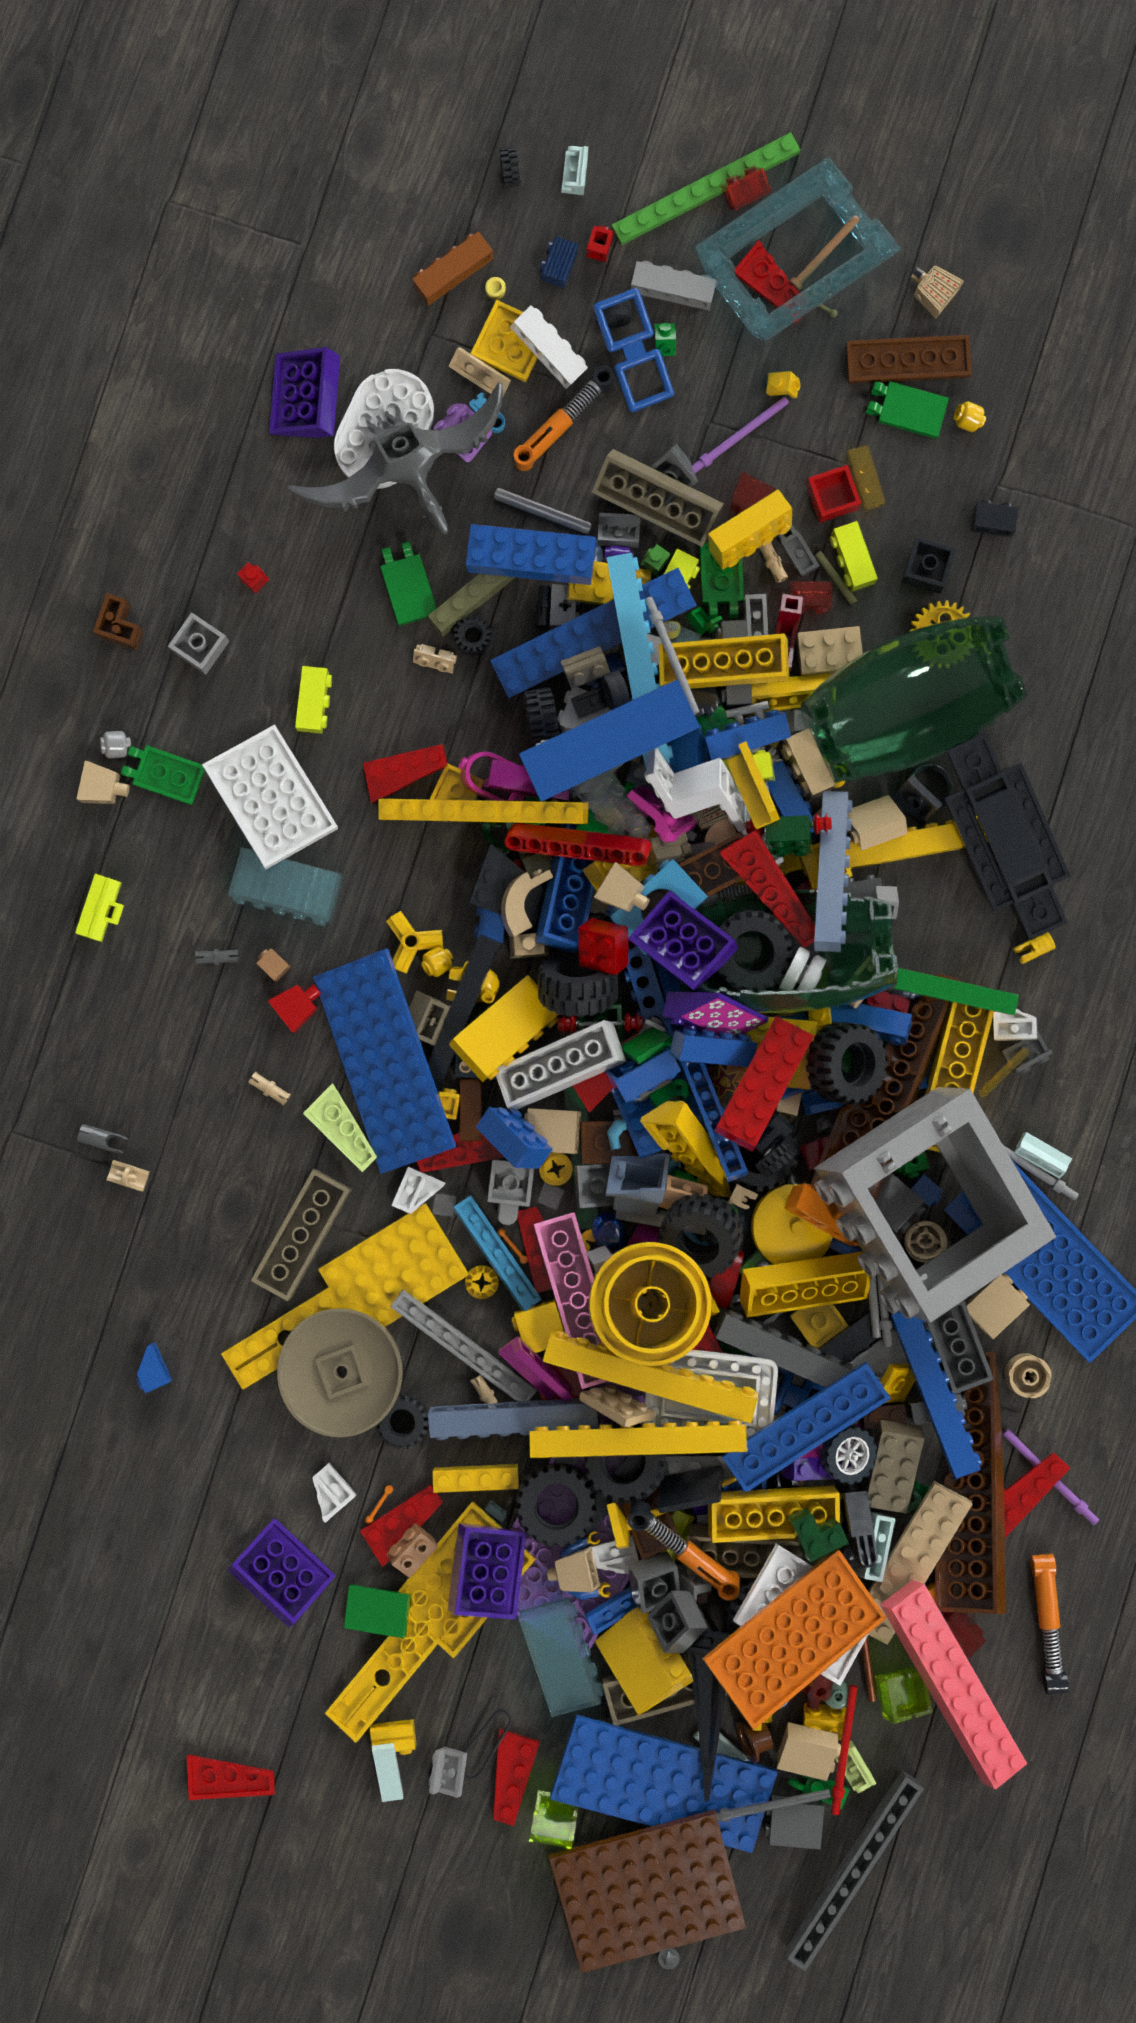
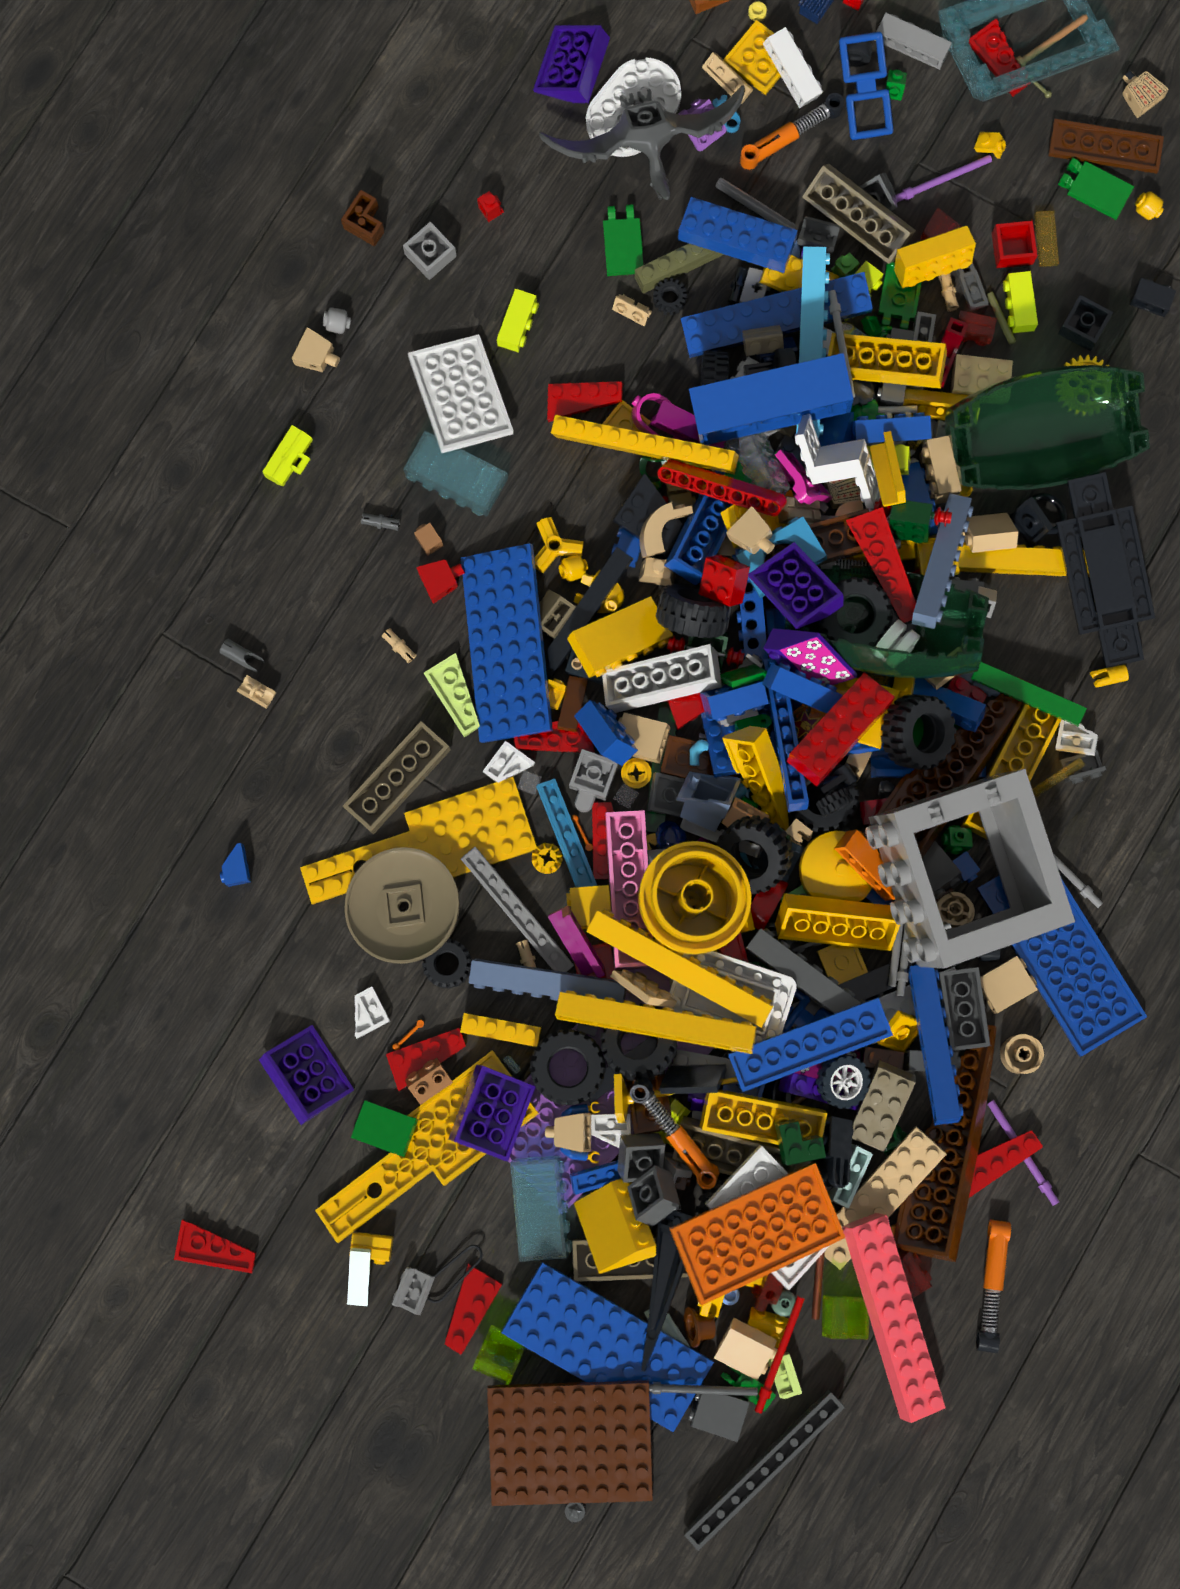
camera: 20 degrees right, 5 degrees down
(165, 774) = (373, 355): green tile -> none
(1042, 1155) = (1078, 860): light aqua piece -> none

